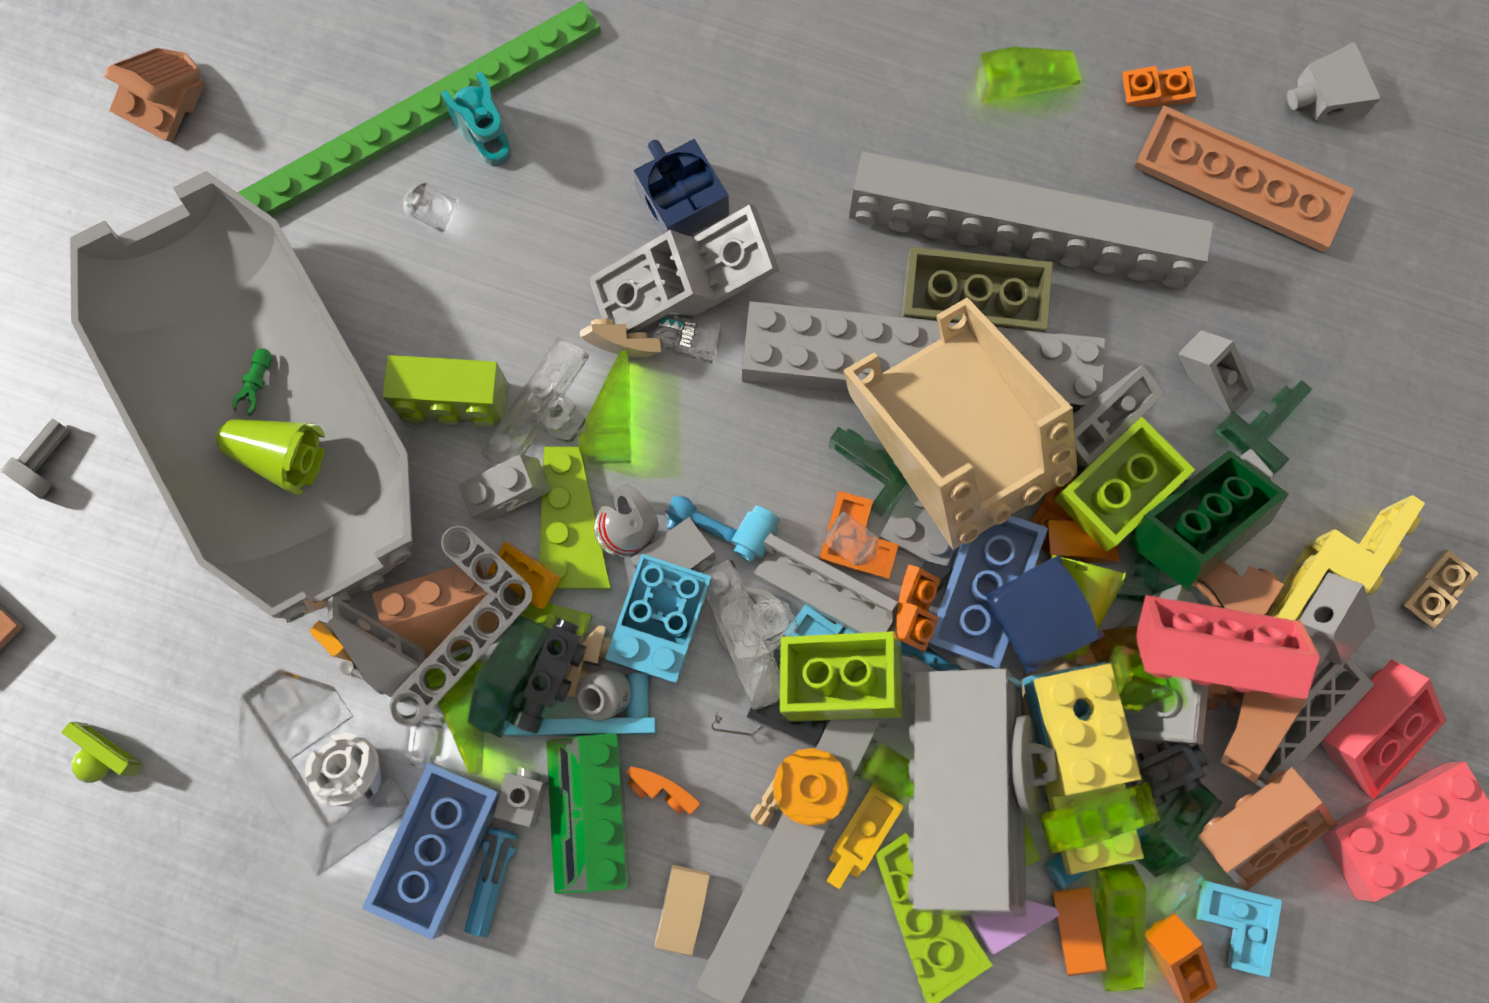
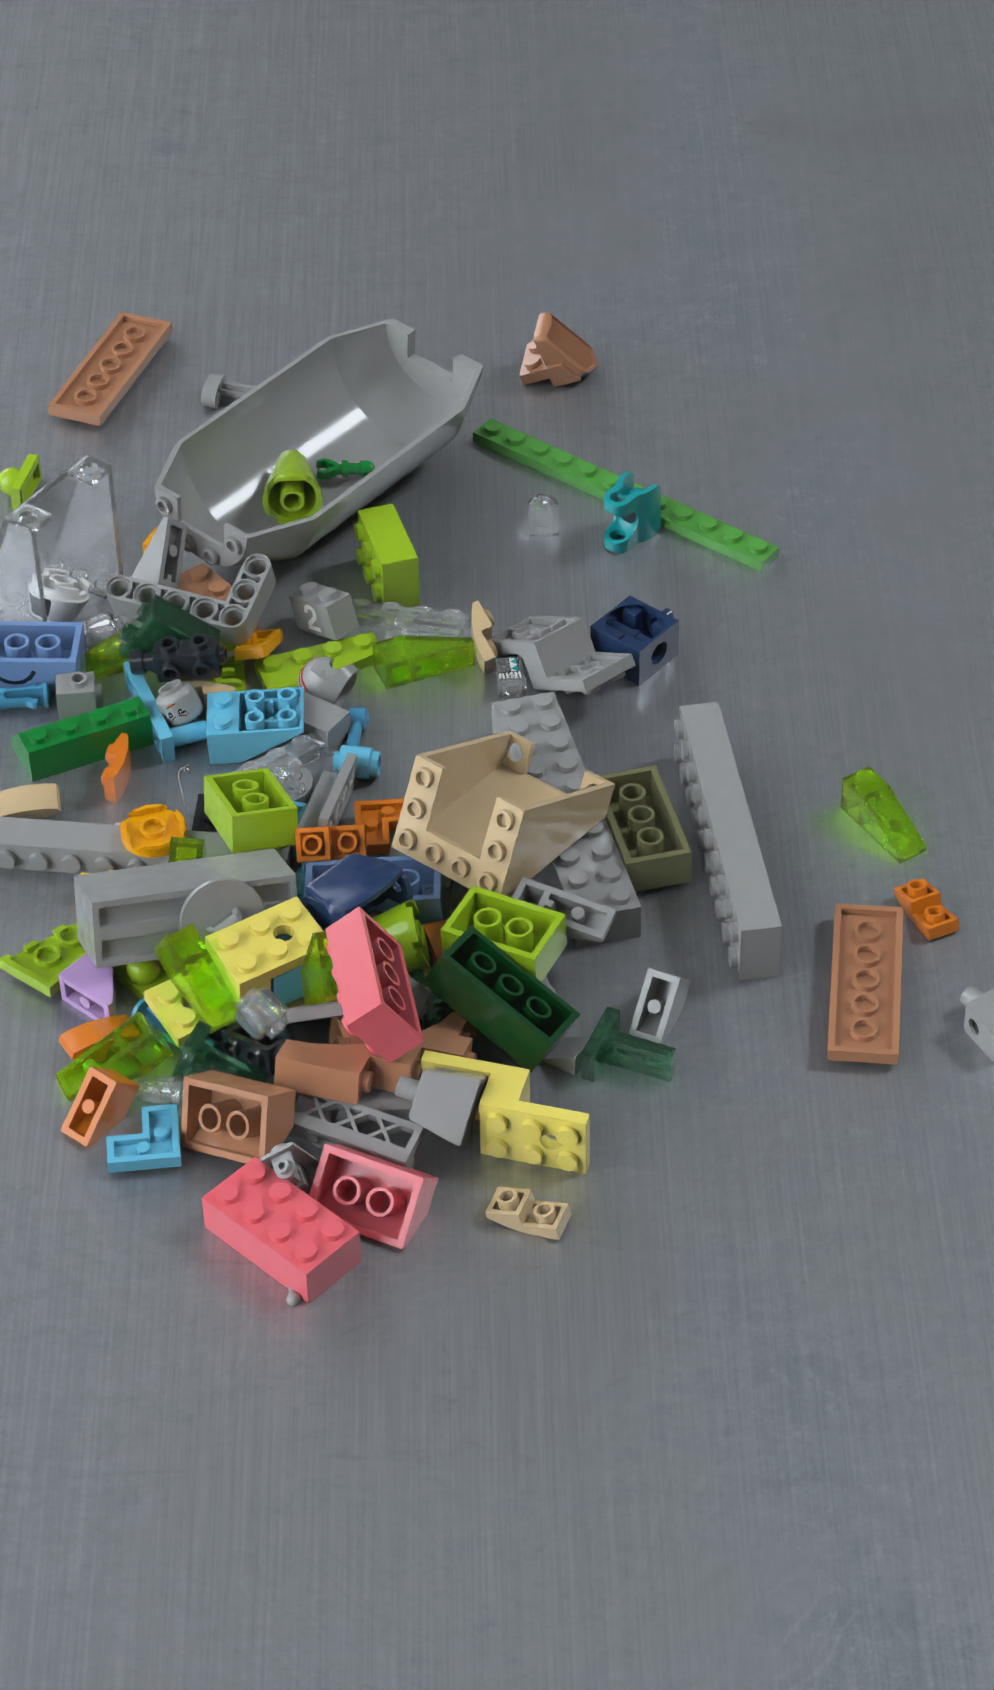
camera: 70 degrees right, 35 degrees down
(852, 540) = (375, 805): clear plate -> none
(1169, 766) = (261, 1013): none -> clear head
(1351, 798) = (292, 1164): none -> light grey hinge

